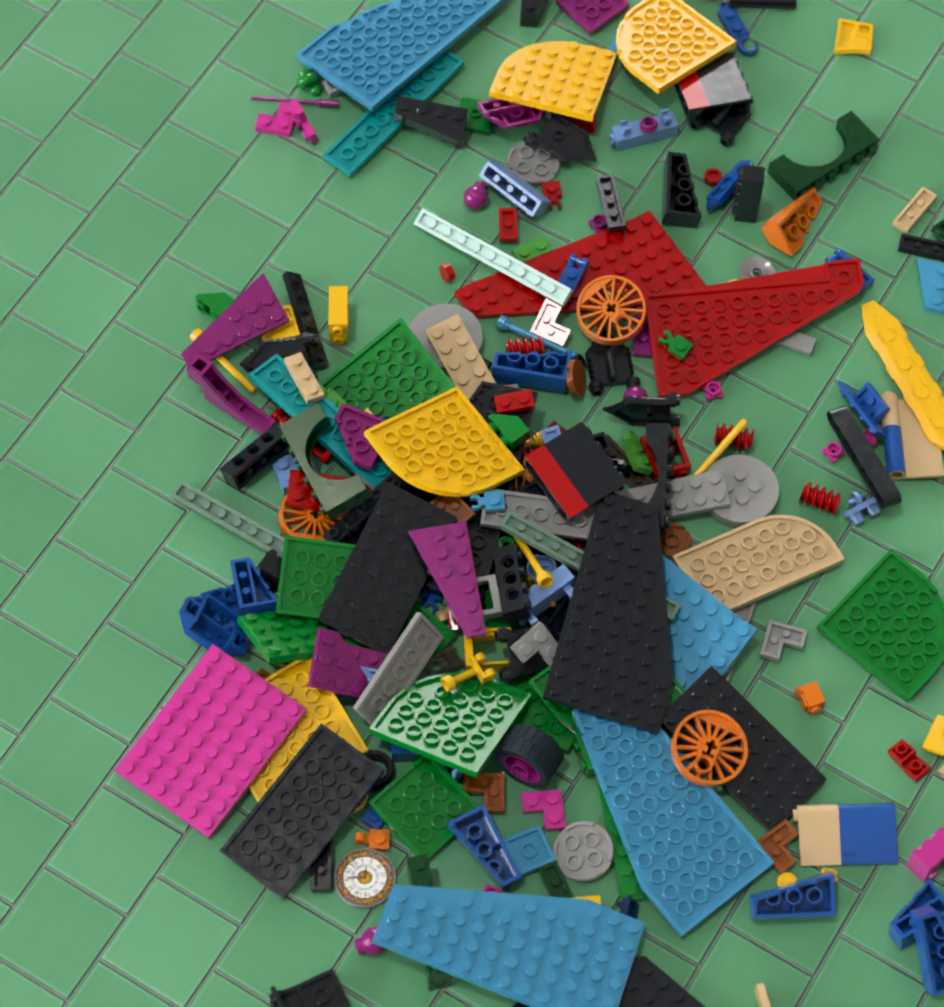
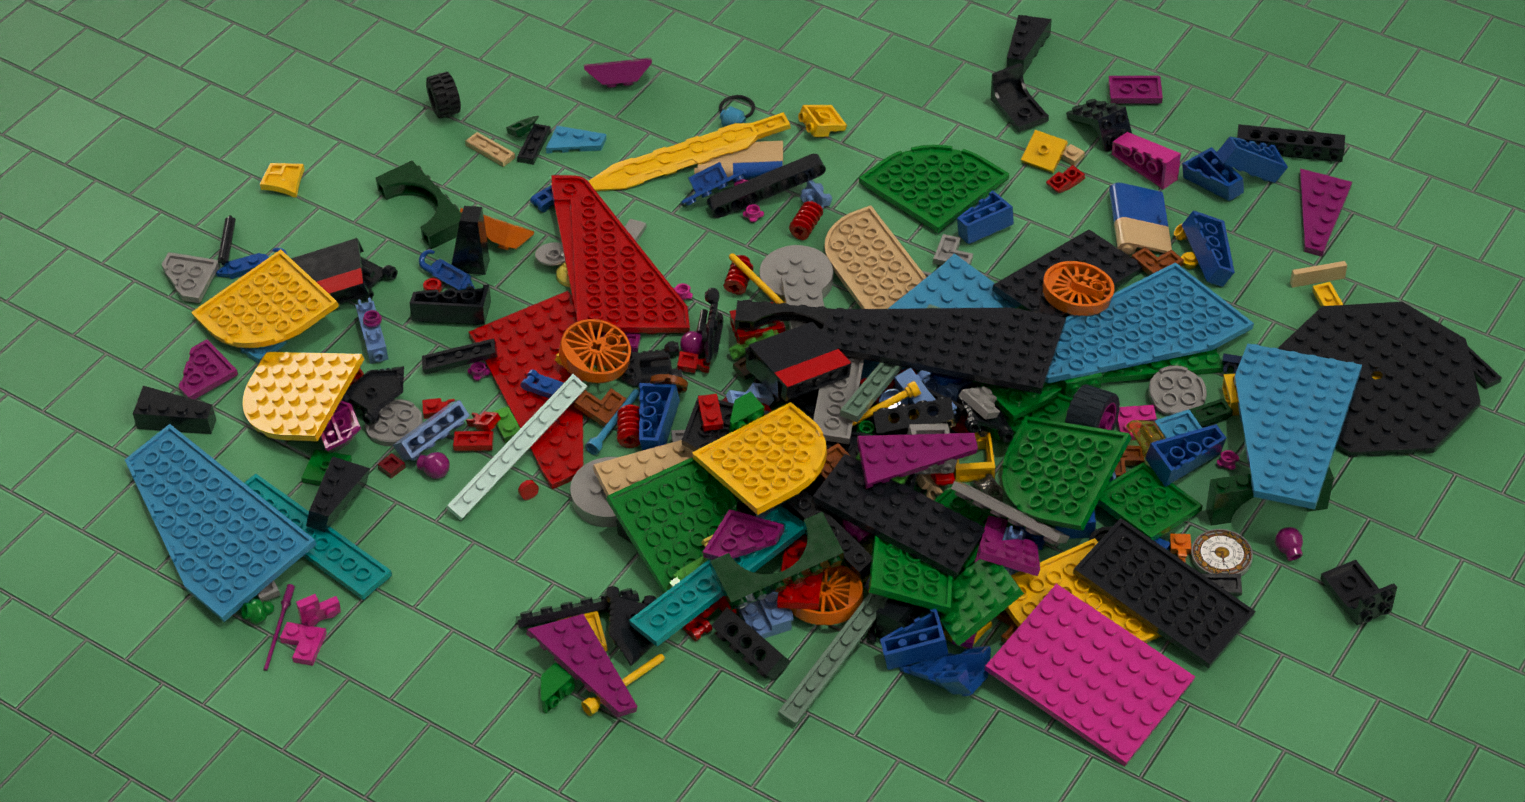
camera: 85 degrees left, 15 degrees down
(226, 396) = (673, 673): magenta arch -> none
(304, 378) = (665, 591): tan plate -> none
(338, 315) = (580, 583): yellow window -> none
(449, 682) = (1020, 472): yellow bar -> none
(477, 164) = (391, 465): none -> dark red tile
(491, 500) = (829, 426): dark azure plate -> none
(516, 821) = (1149, 433): none -> clear yellow plate
(530, 232) = (485, 421): none -> red plate
(612, 396) = (689, 363): none -> red plate
(677, 346) = (637, 306): green plate -> none
(810, 698) = (1011, 235): orange window -> none
(831, 671) = (985, 219): none -> blue wedge

